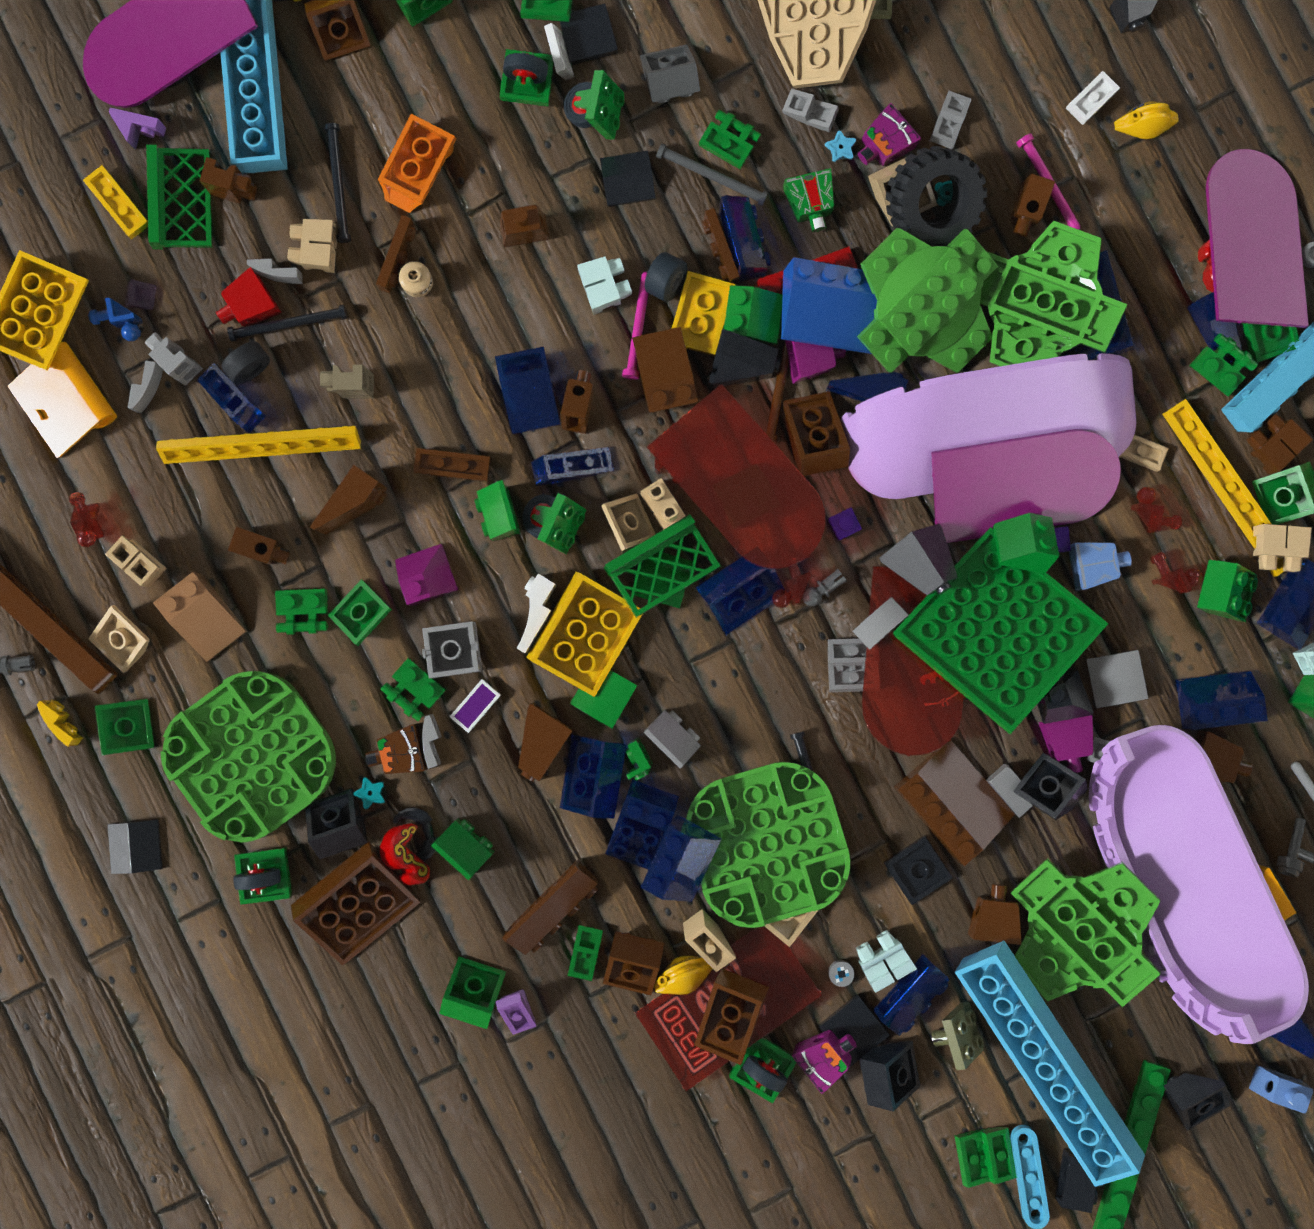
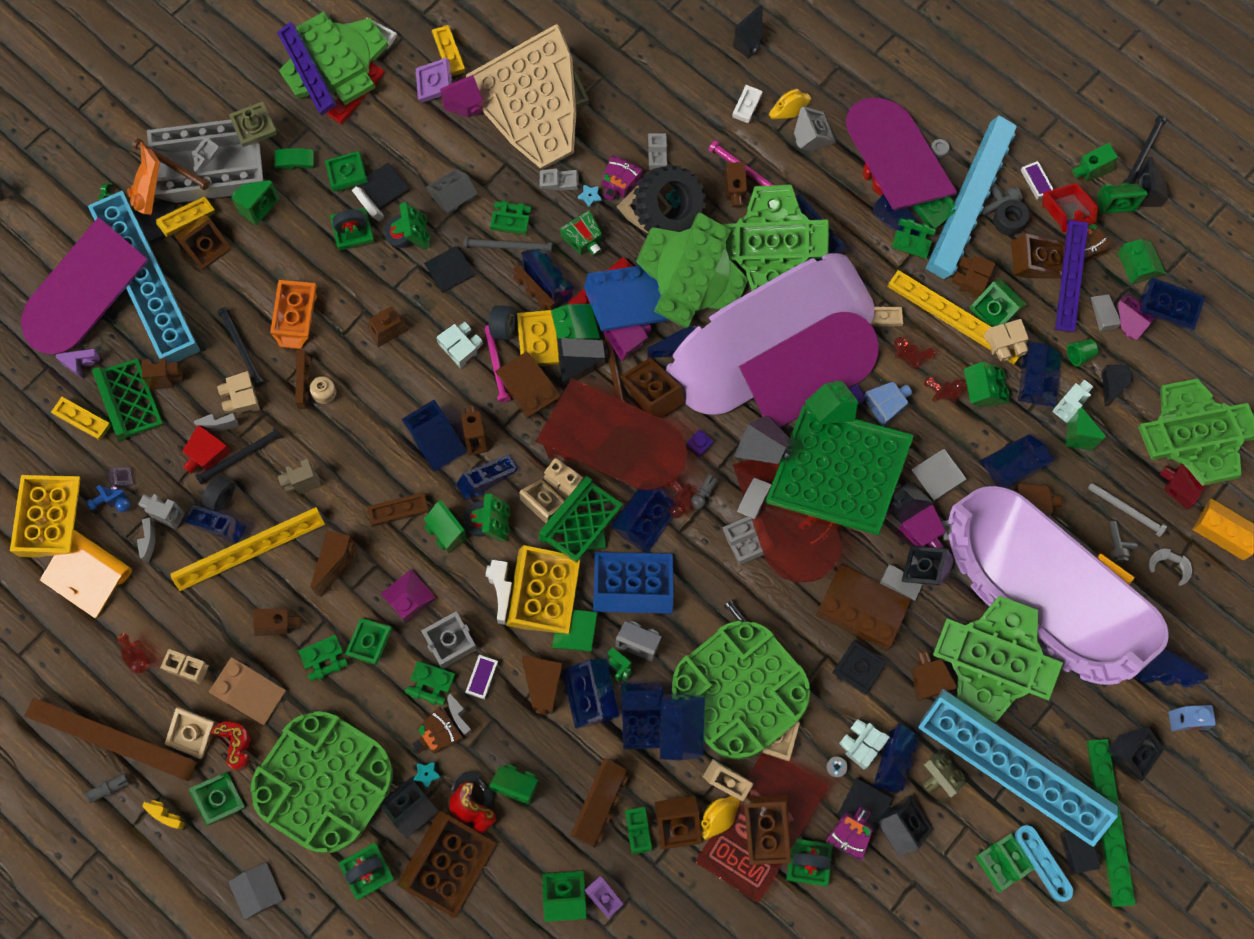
camera: 20 degrees left, 15 degrees down
(171, 671) = (238, 744): none -> red animal
(695, 664) = (633, 582): none -> blue slope
(1161, 167) = (813, 130): none -> light grey slope

